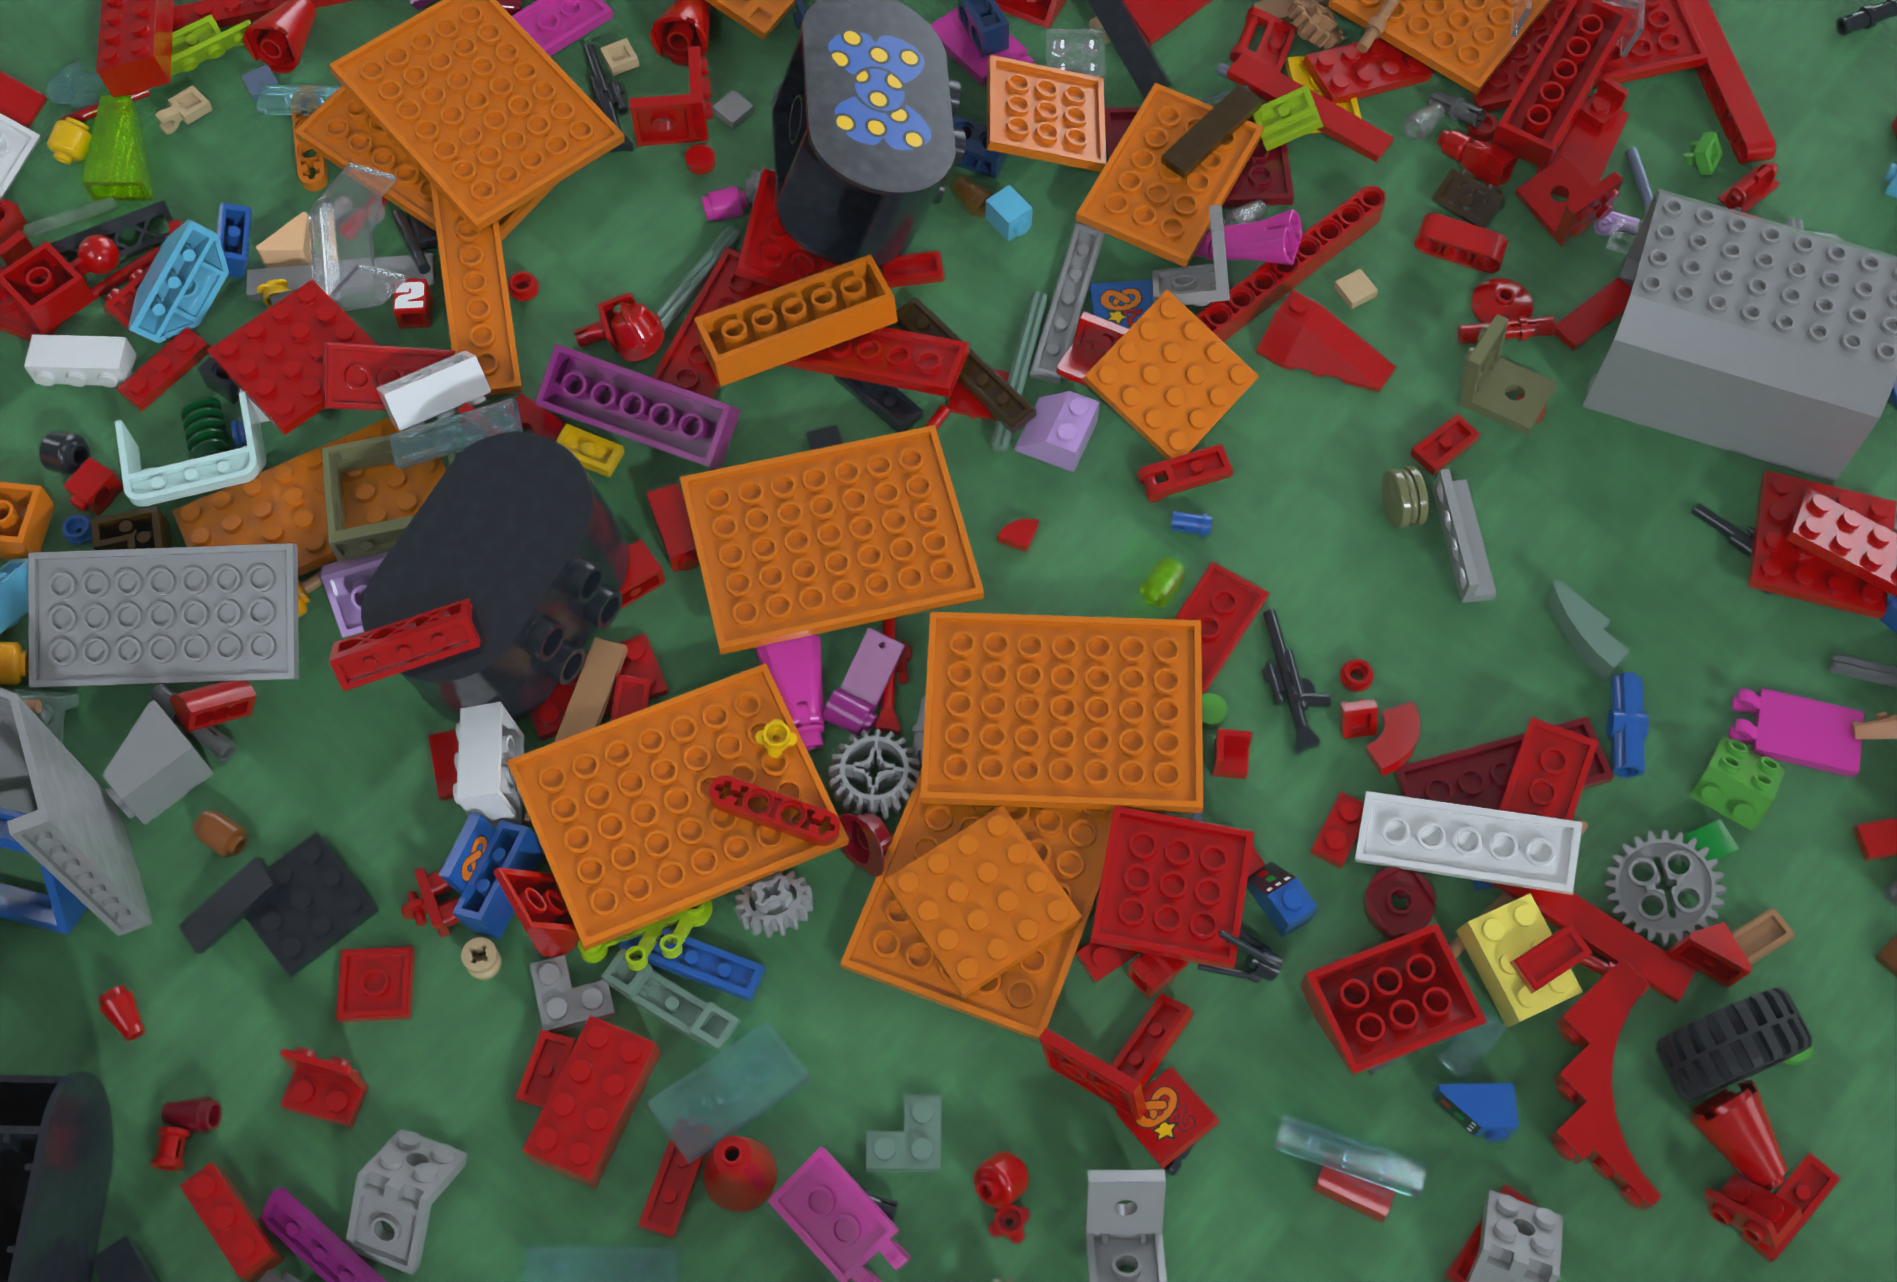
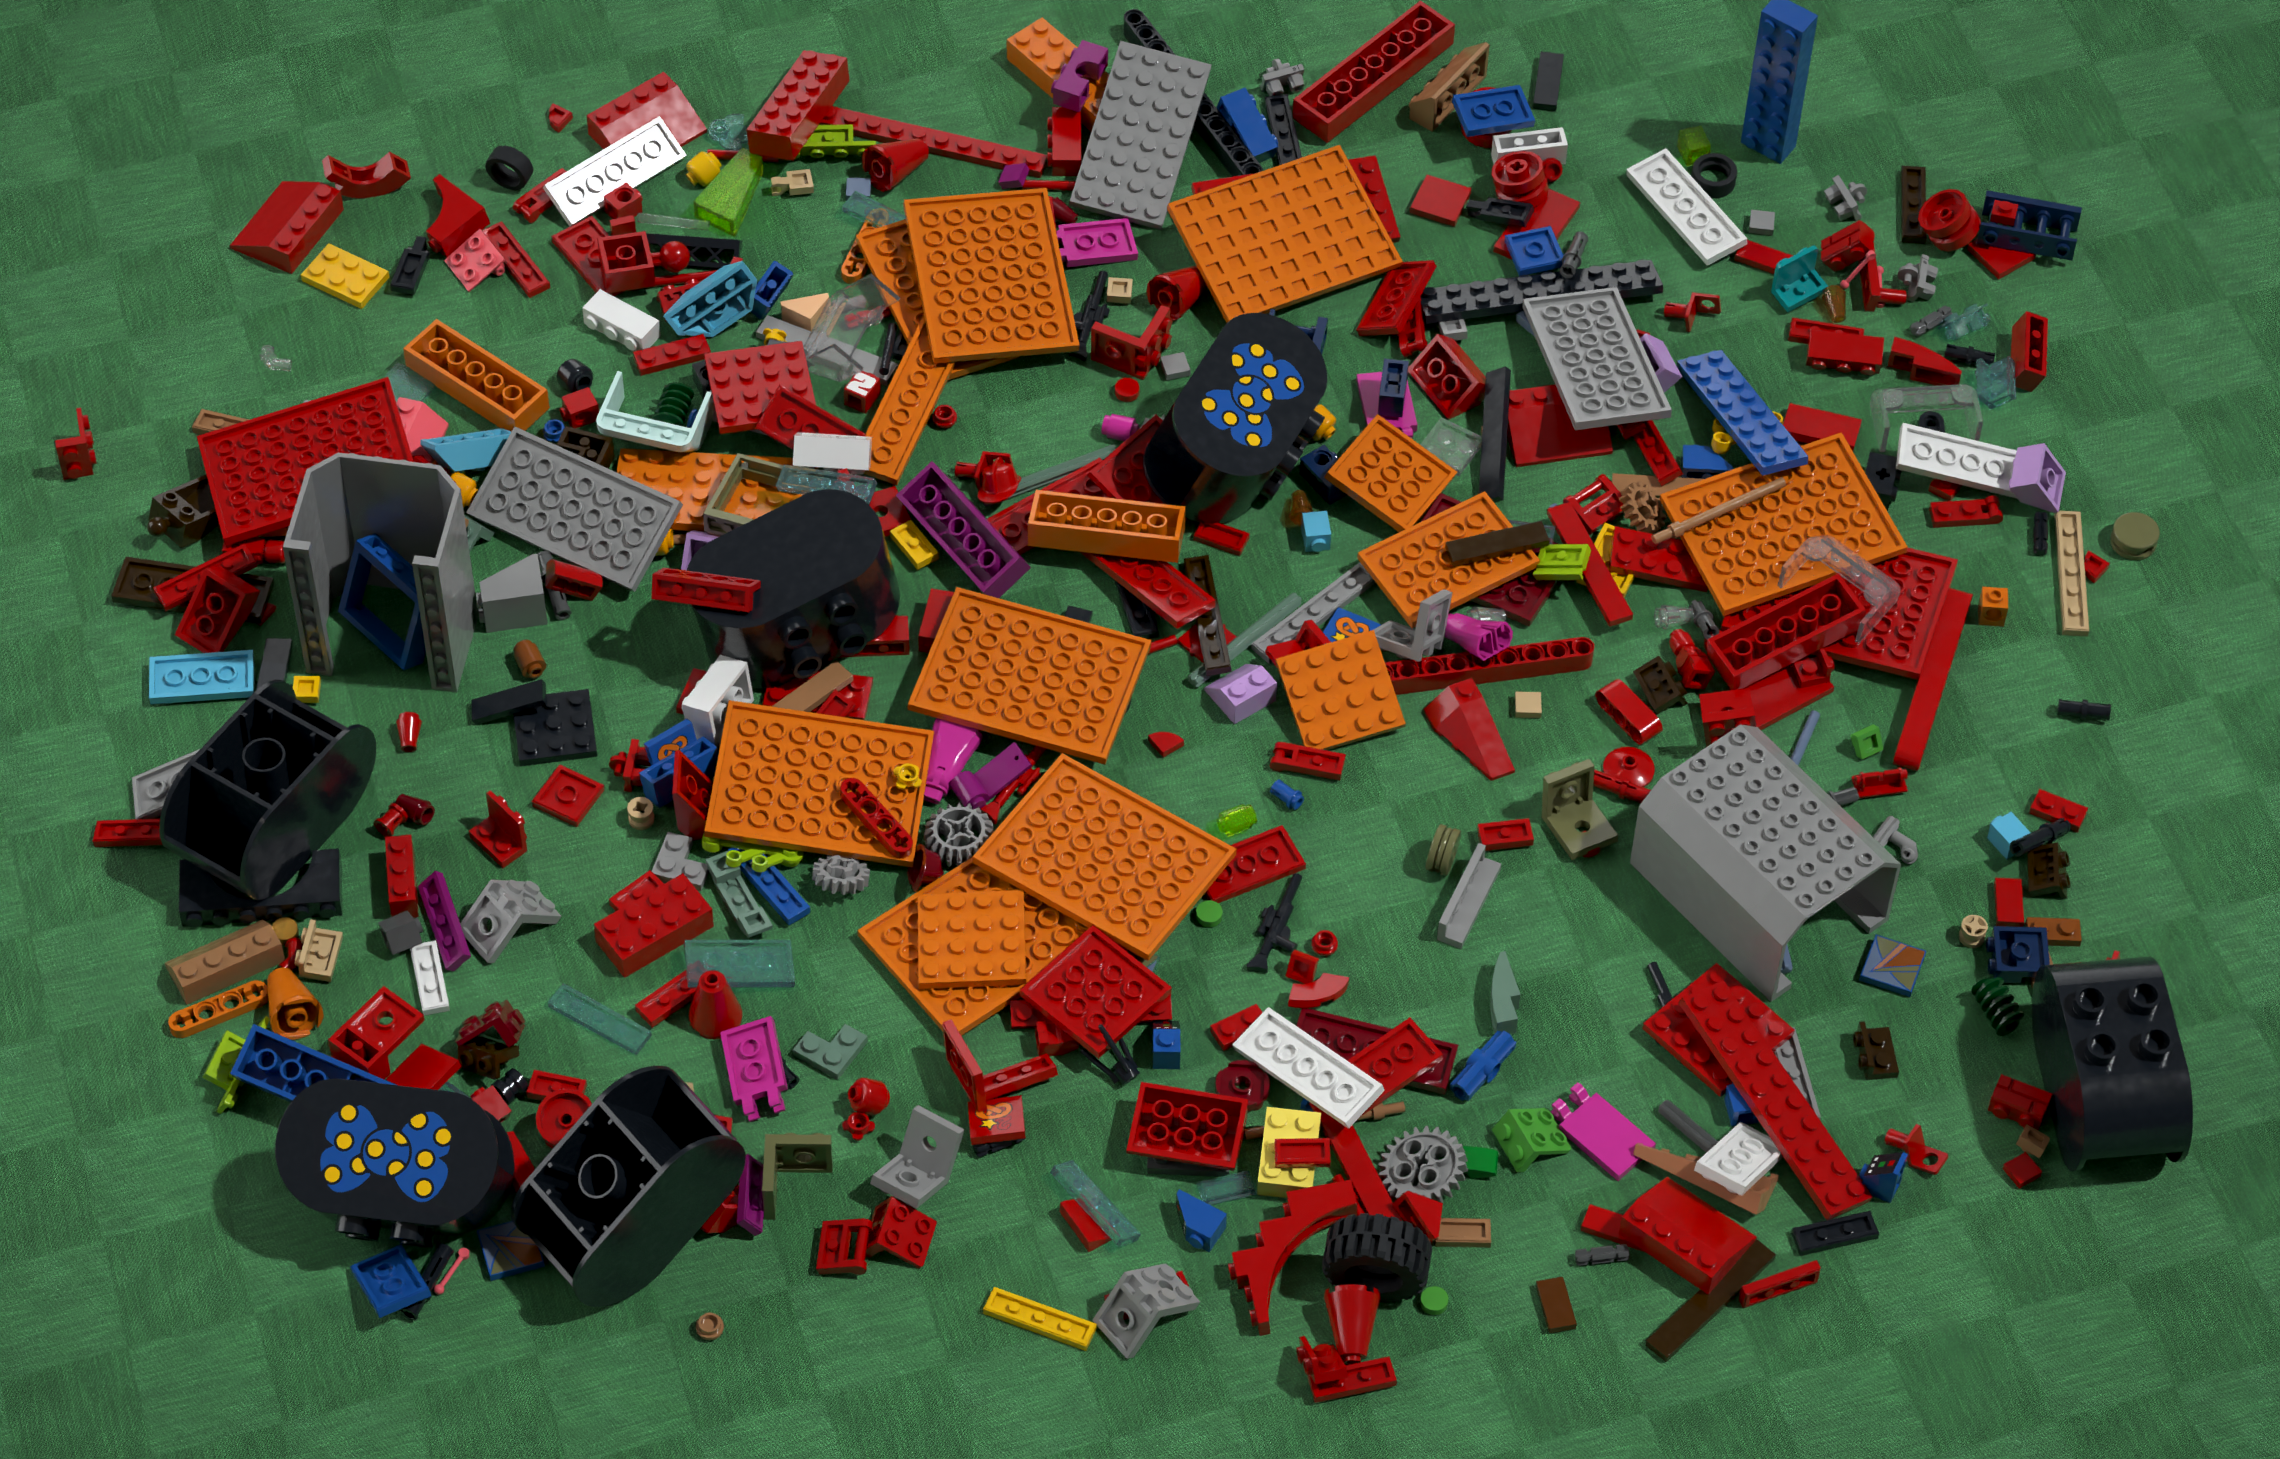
camera: 30 degrees right, 10 degrees down
(1231, 753) = (1200, 943): red panel -> none

